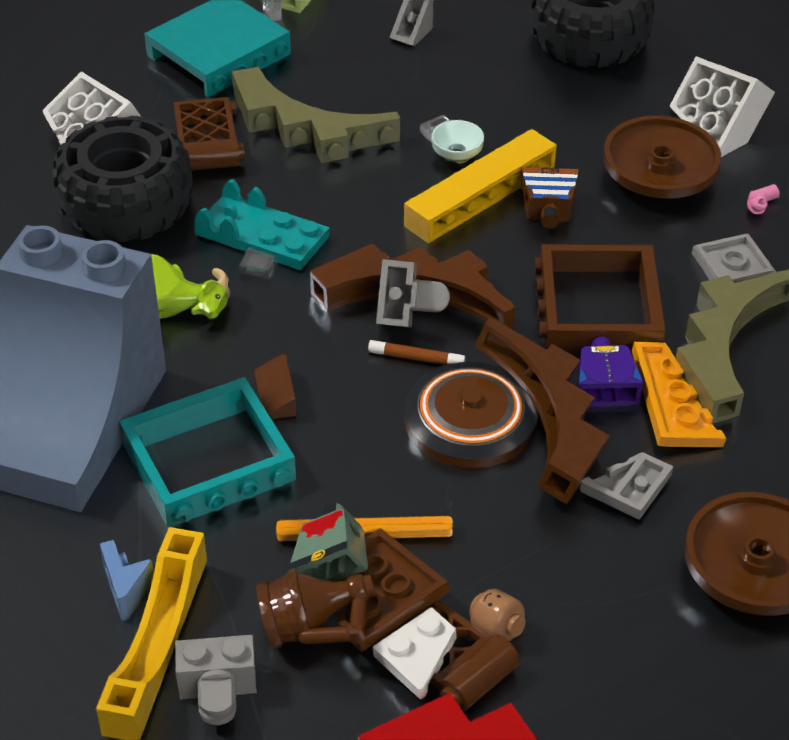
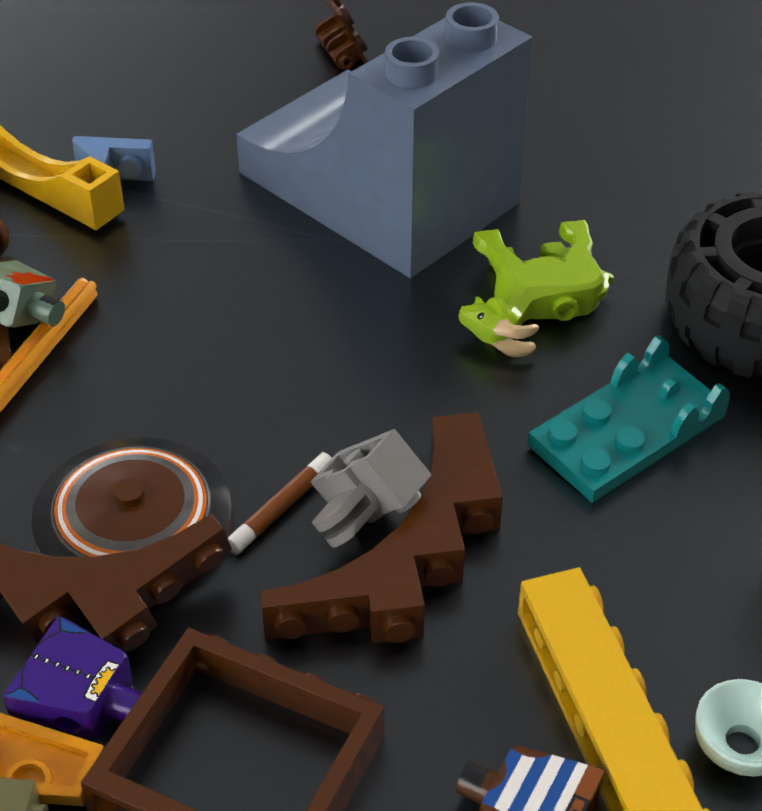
camera: 115 degrees right, 0 degrees up
(191, 414) = (240, 307): teal window -> none
(257, 263) = (556, 399): clear tile -> none
(276, 388) = (304, 350): reddish brown slope -> none

